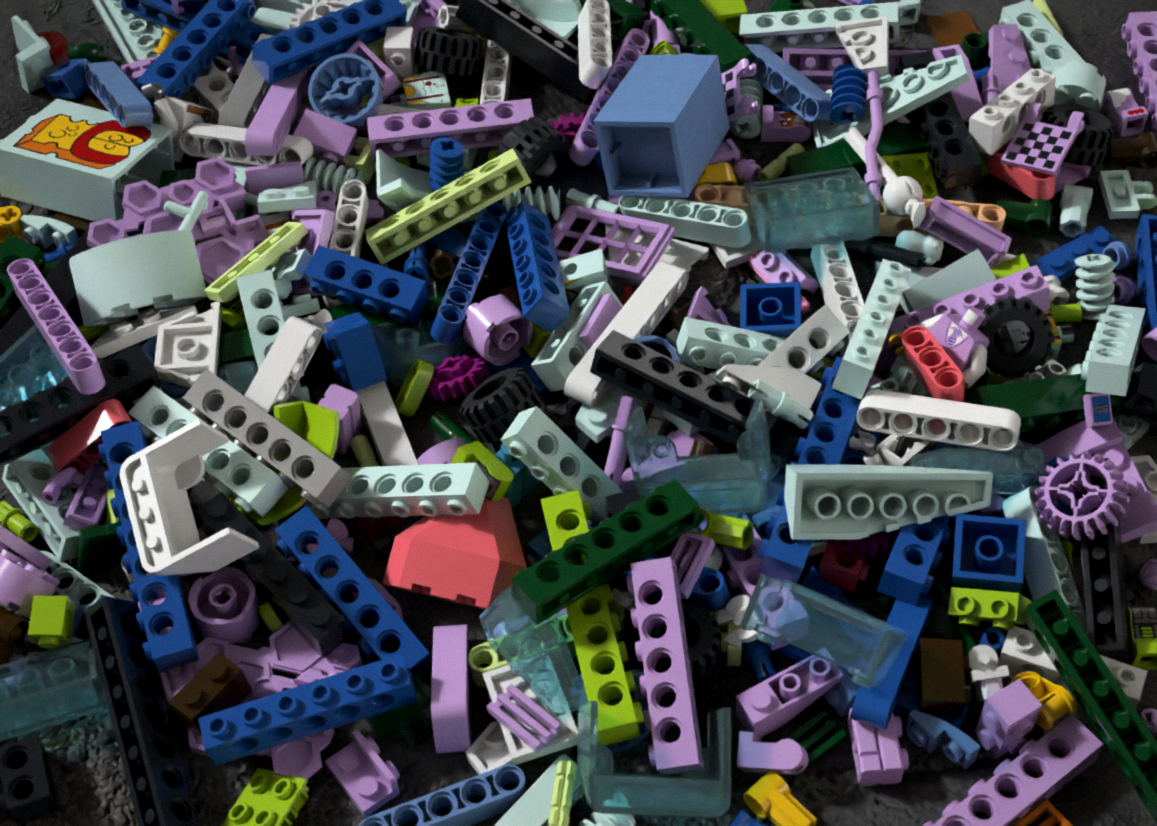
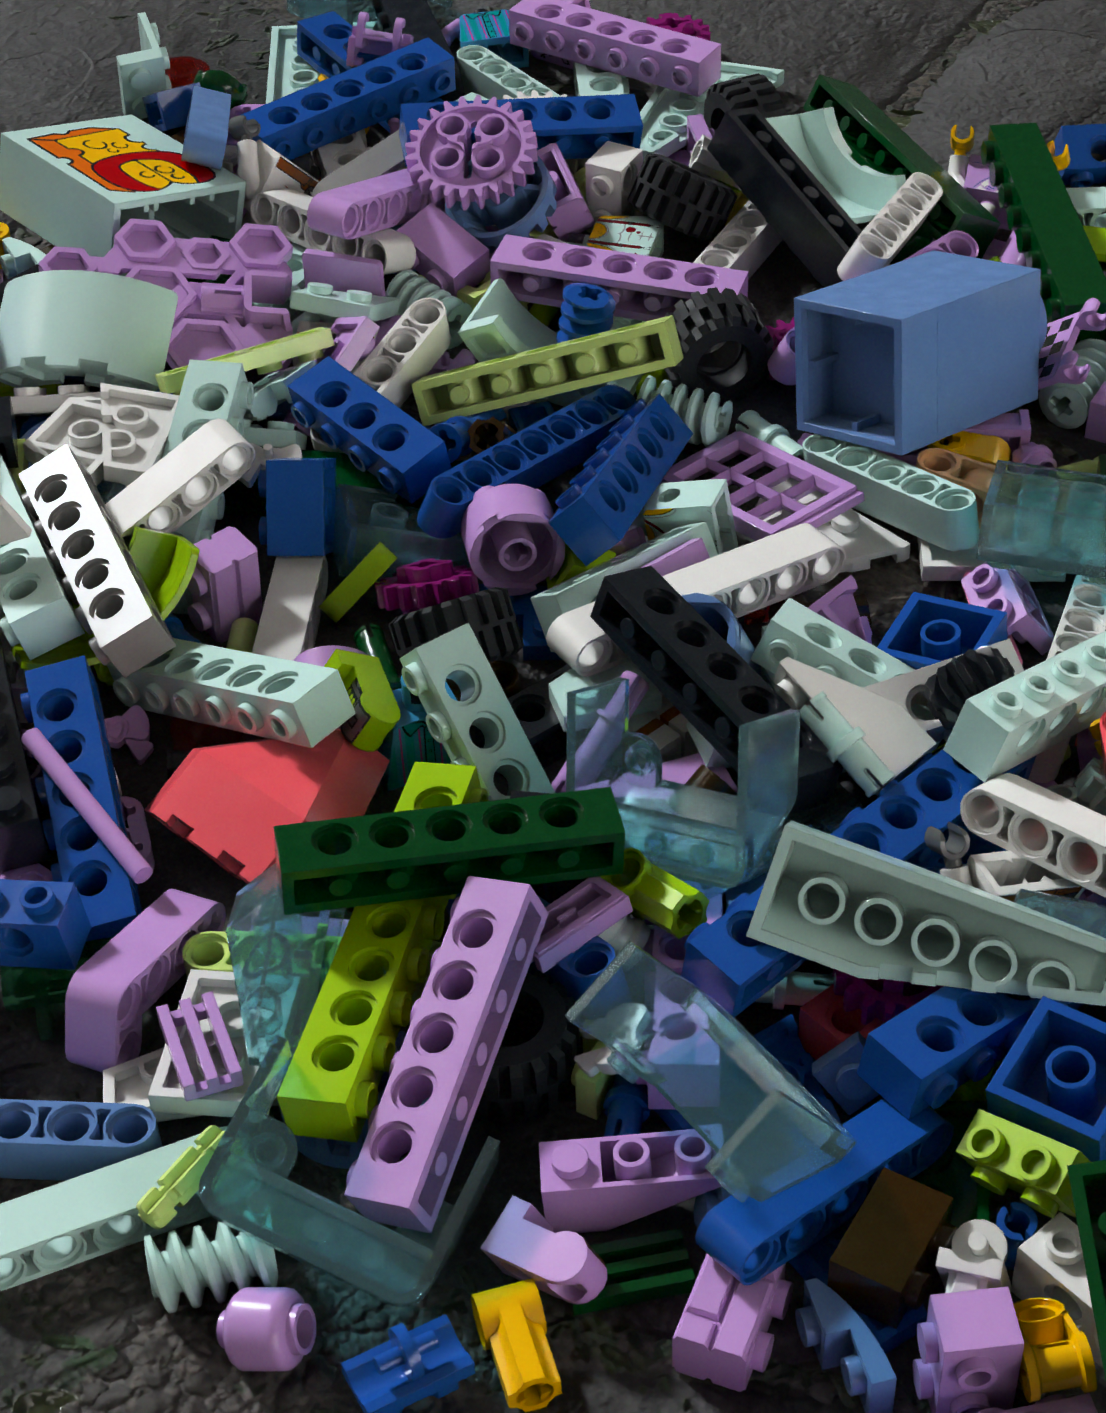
camera: 25 degrees right, 10 degrees down
(189, 214) = (192, 278): light aqua piece -> none
(224, 336) = (133, 430): none -> white wing
(344, 61) = (444, 146): none -> lavender gear
(364, 599) = (87, 806): none -> lavender bar
(825, 344) = (962, 679): none -> black gear
(862, 587) = (838, 1075): none -> medium blue plate

